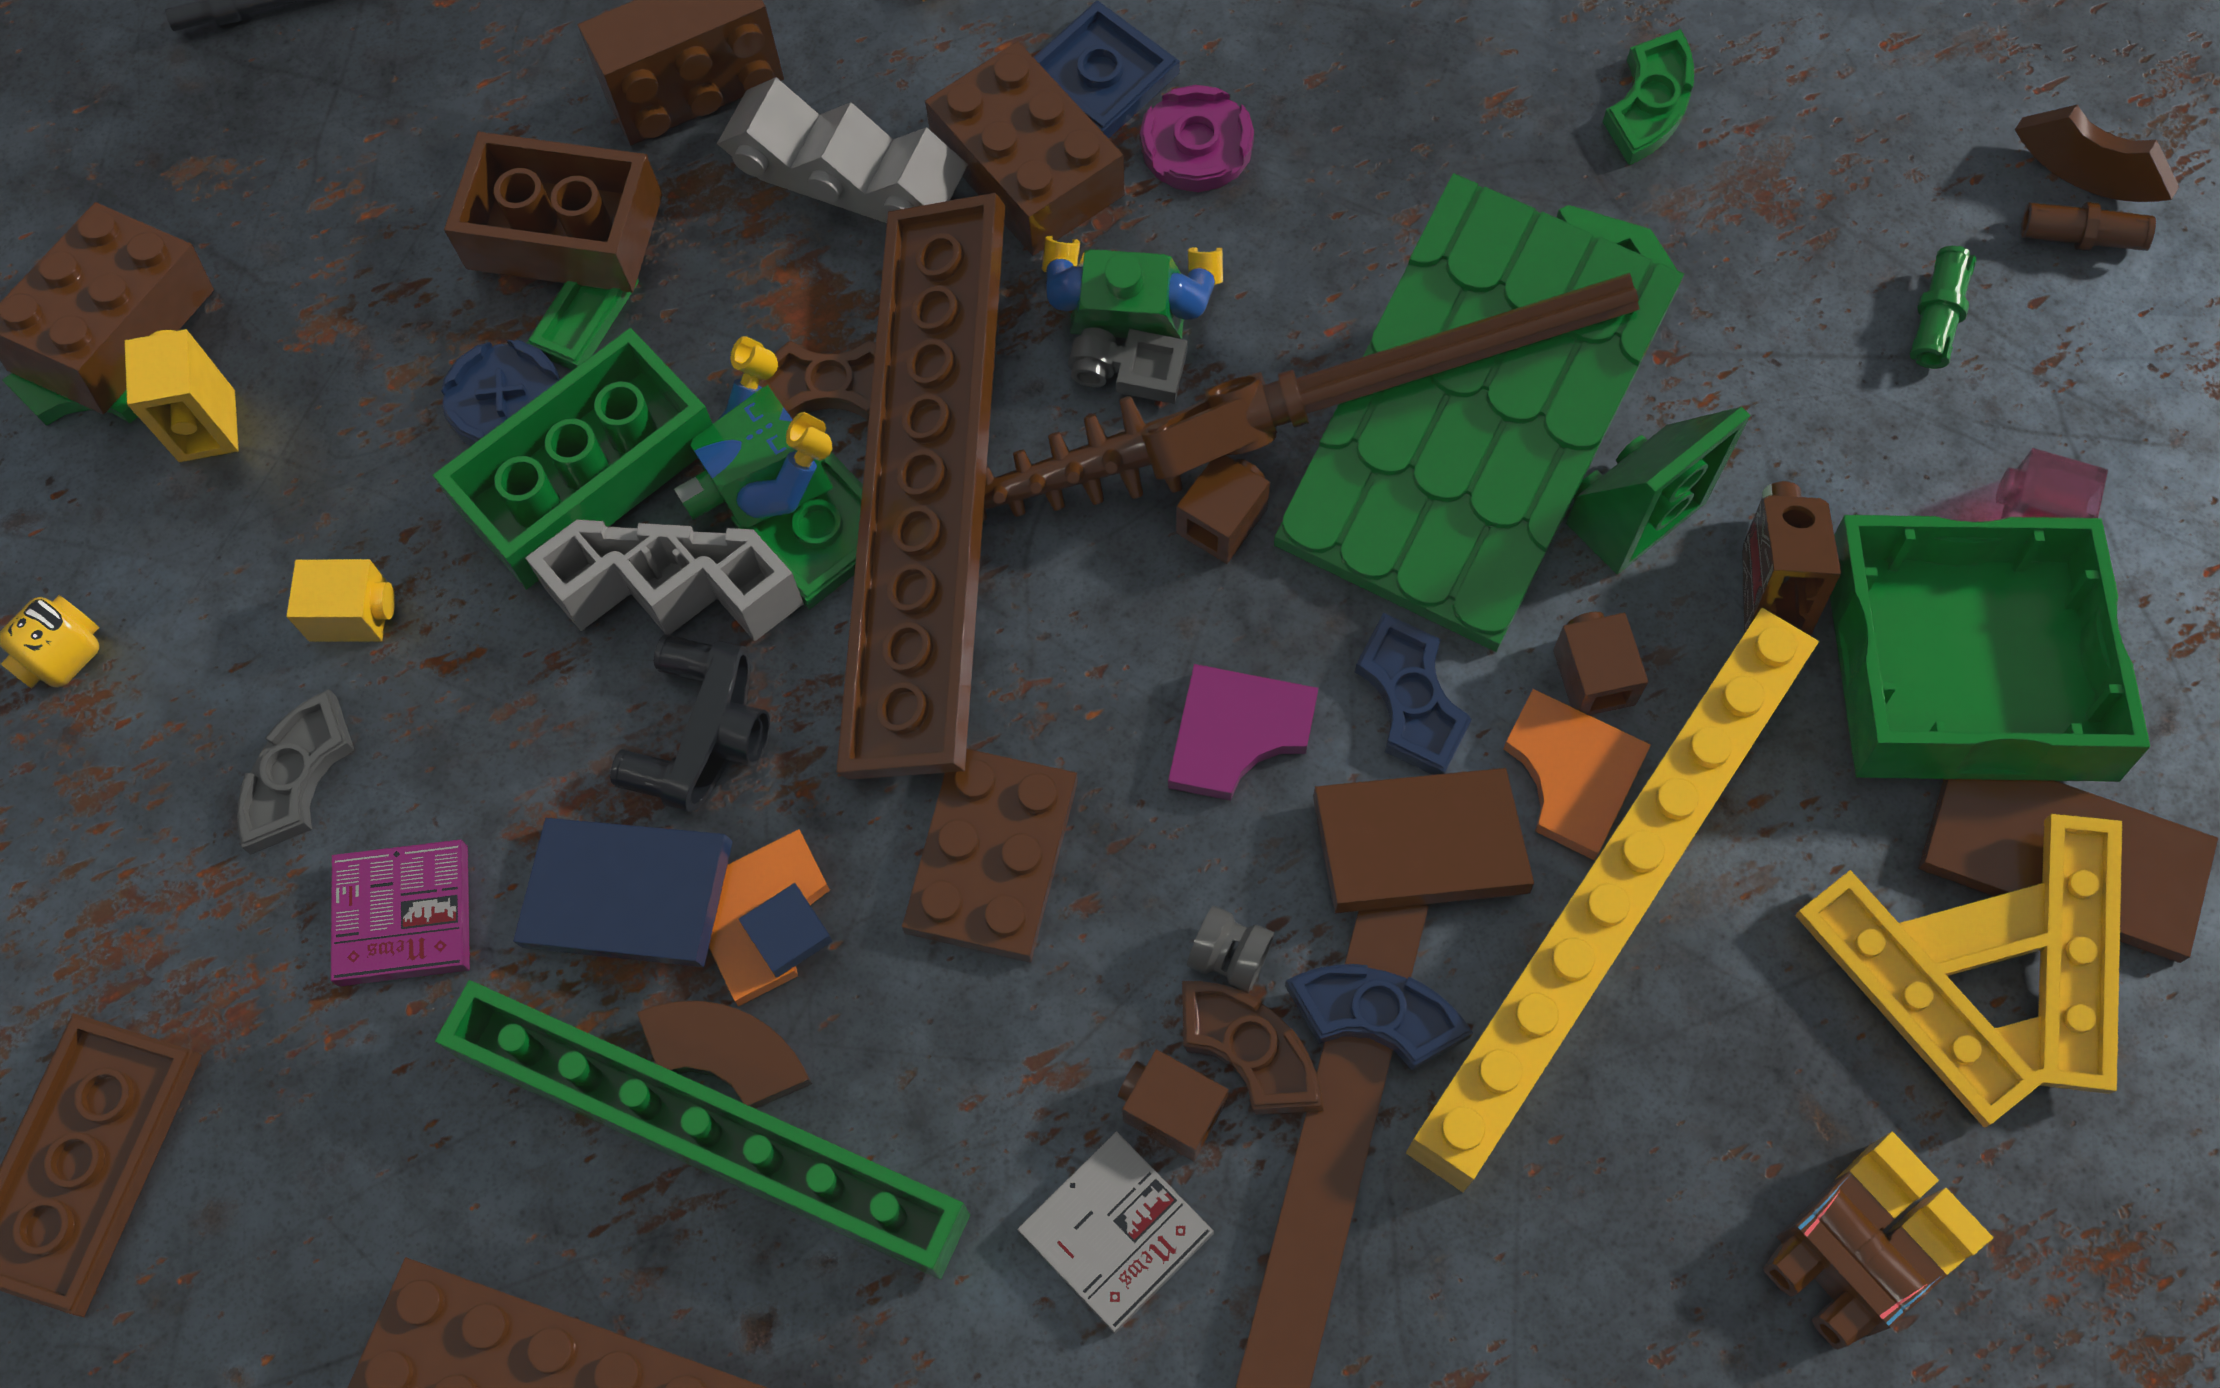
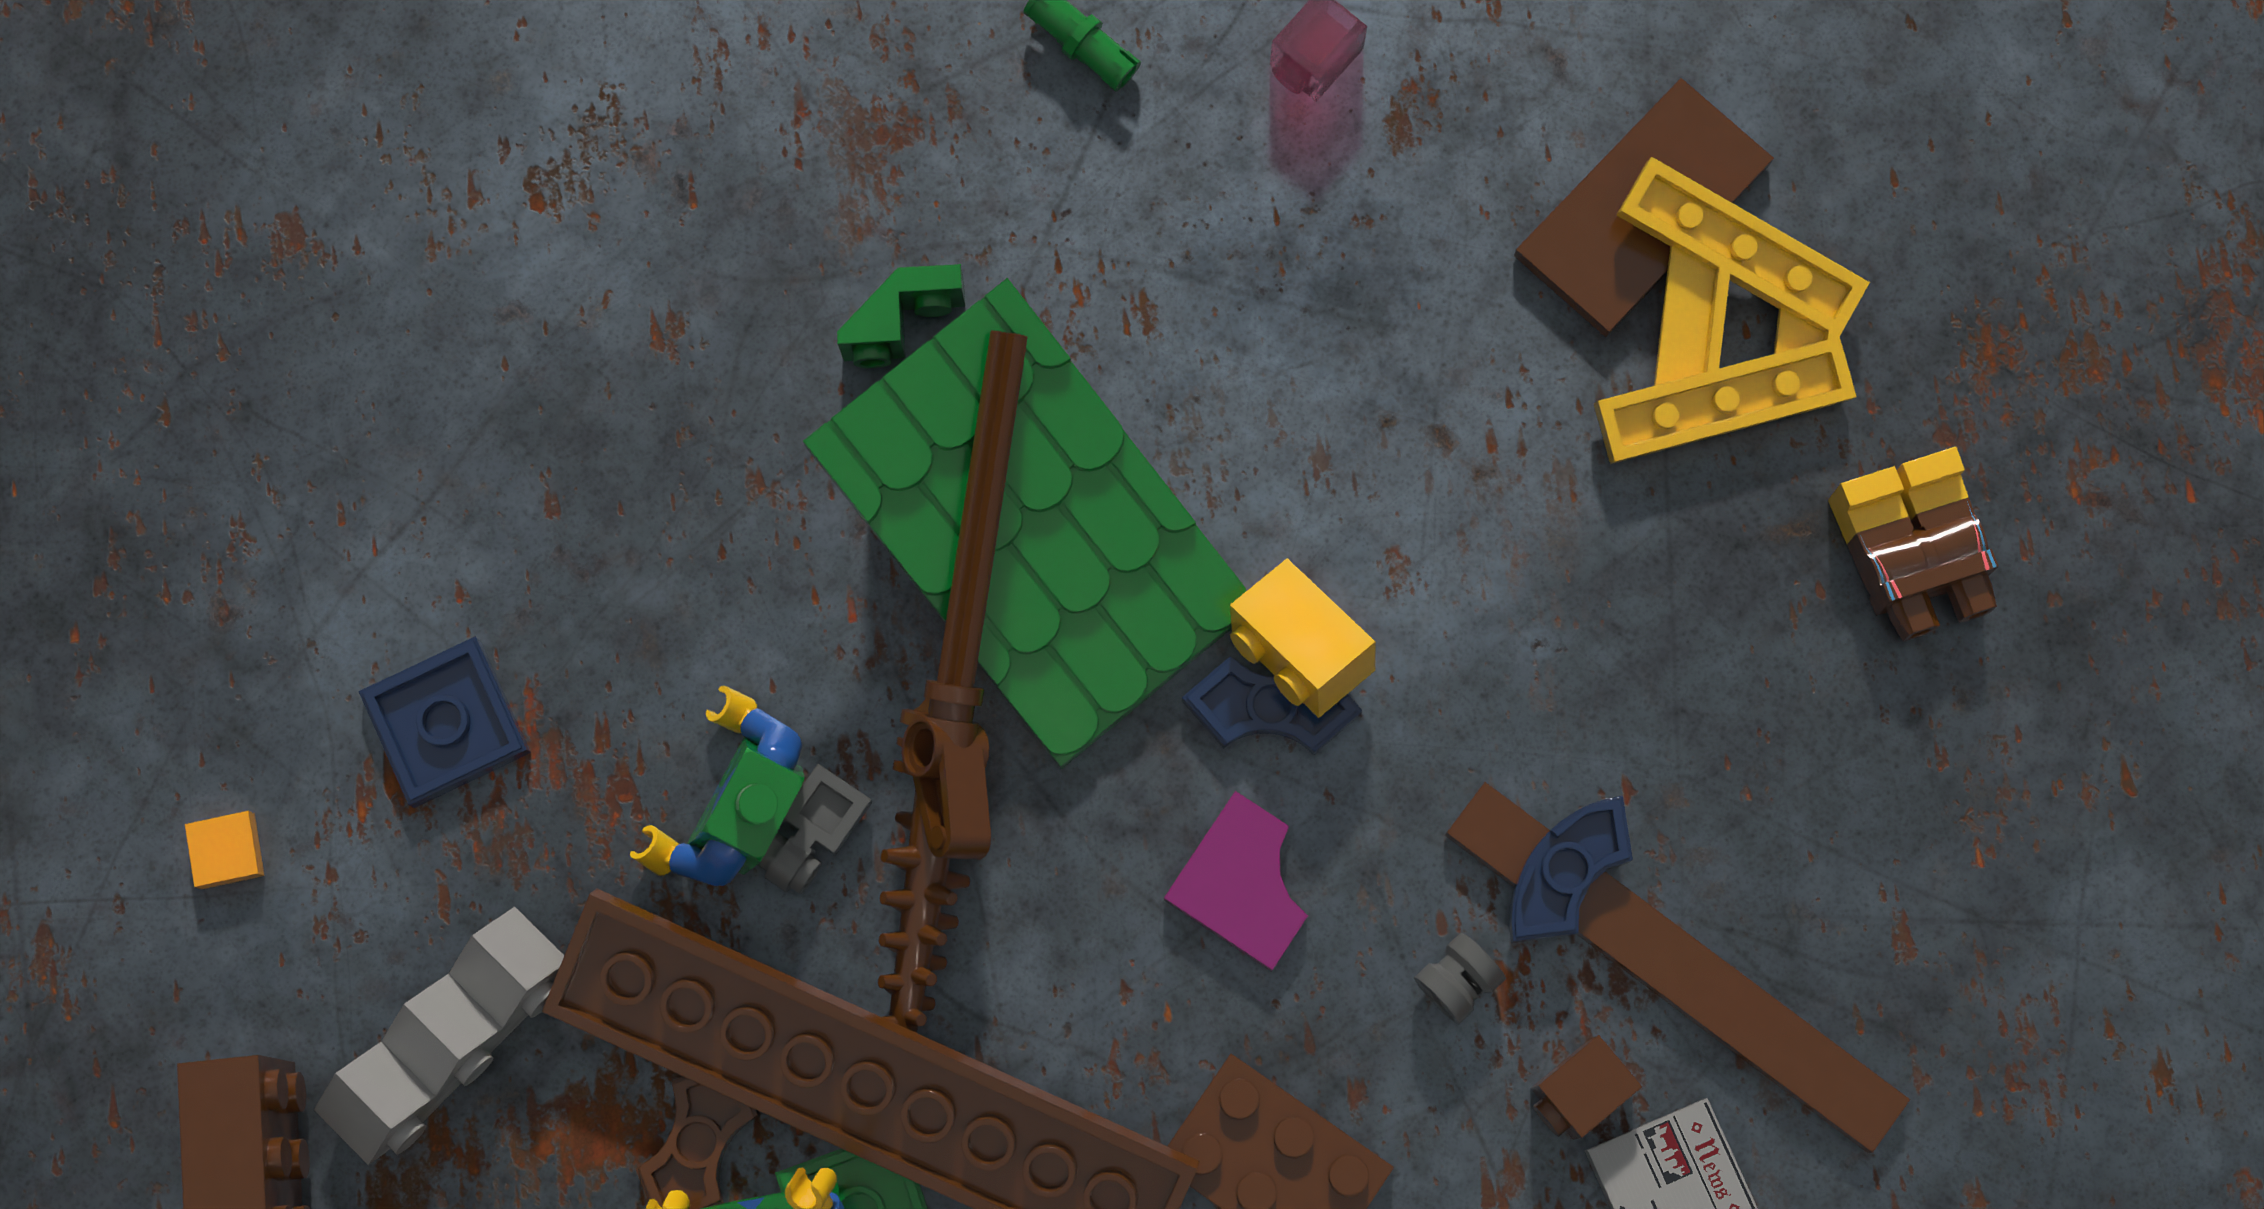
camera: 70 degrees left, 10 degrees up
(1027, 146) = (516, 838): reddish brown brick -> none
(1196, 138) = (572, 656): magenta tile -> none
(1223, 506) = (1017, 803): reddish brown brick -> none
(1254, 1043) = (1554, 992): reddish brown tile -> none
(1422, 840) = (1421, 761): reddish brown tile -> none
(1484, 685) = (1301, 639): none -> yellow brick
(1578, 770) = (1409, 588): orange tile -> none
(1600, 663) = (1315, 523): reddish brown brick -> none
(1610, 902) = (1542, 613): yellow brick -> none
(1654, 486) = (1170, 393): green slope -> none
(1658, 96) = (730, 182): green tile -> none
(1795, 540) = (1288, 309): reddish brown torso -> none
(1984, 650) = (1439, 186): green tile -> none

